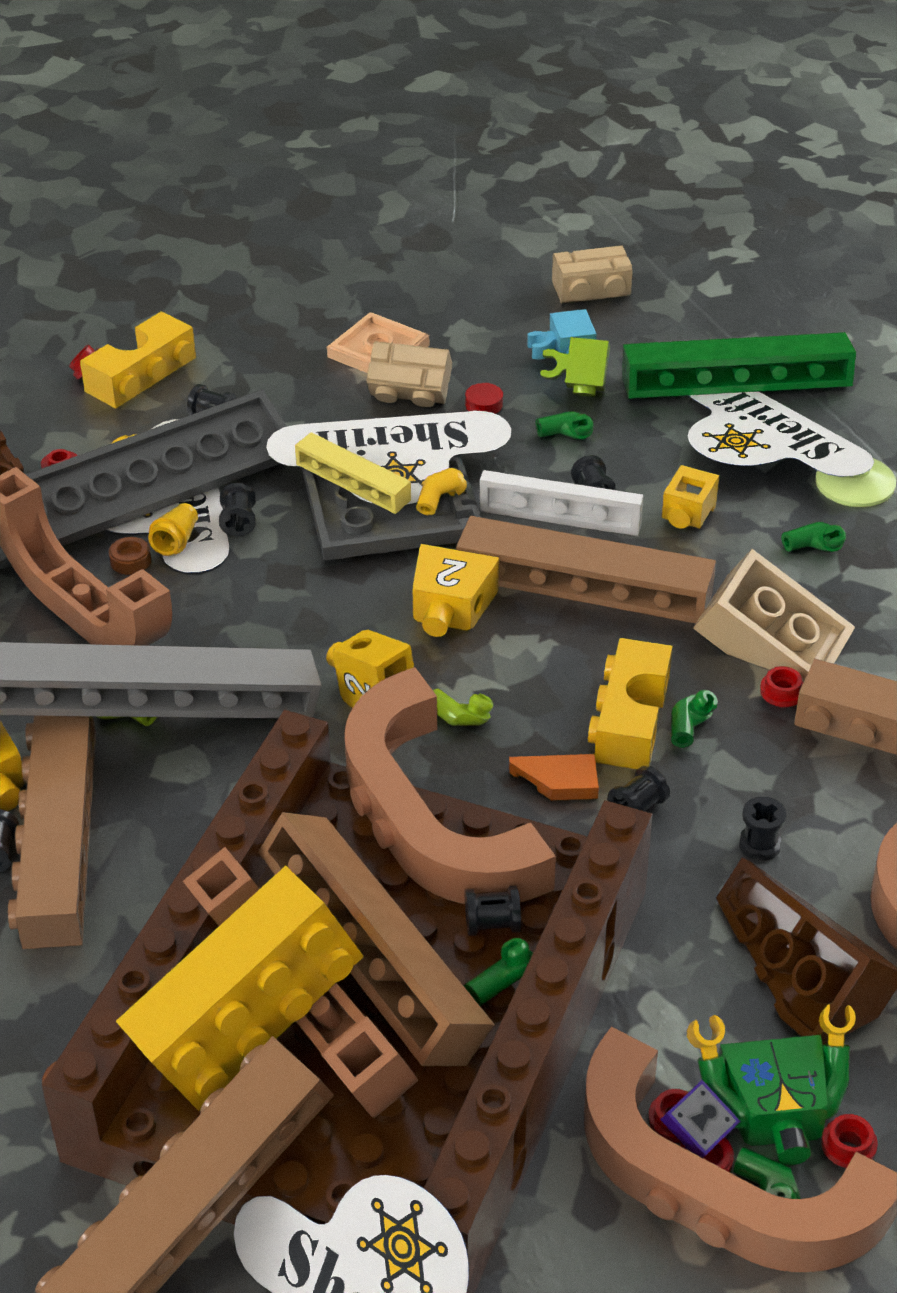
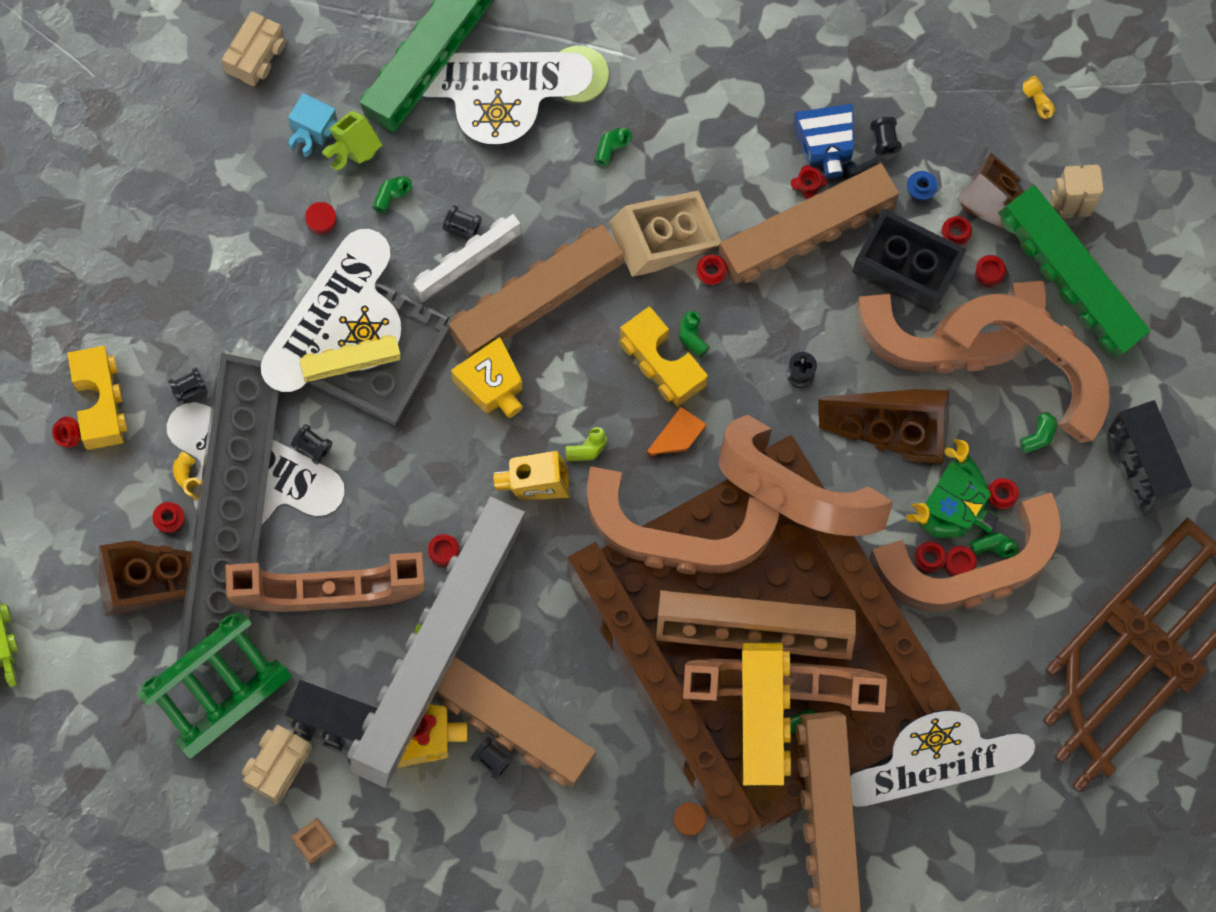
camera: 55 degrees left, 30 degrees up
(130, 555) = (294, 533): dark orange tile -> none
(172, 531) = (300, 494): yellow cone -> none
(356, 344) = (204, 236): light nougat tile -> none
(409, 373) = (267, 247): tan brick -> none
(439, 483) = (402, 320): yellow arm -> none
(492, 910) = (774, 564): black bush -> none
(501, 974) = (818, 576): green arm -> none
(584, 880) = (791, 495): none -> nougat arch
(639, 792) = (727, 407): black bush -> none
(688, 508) = (527, 176): yellow brick -> none
(700, 1120) = (949, 552): tile -> none

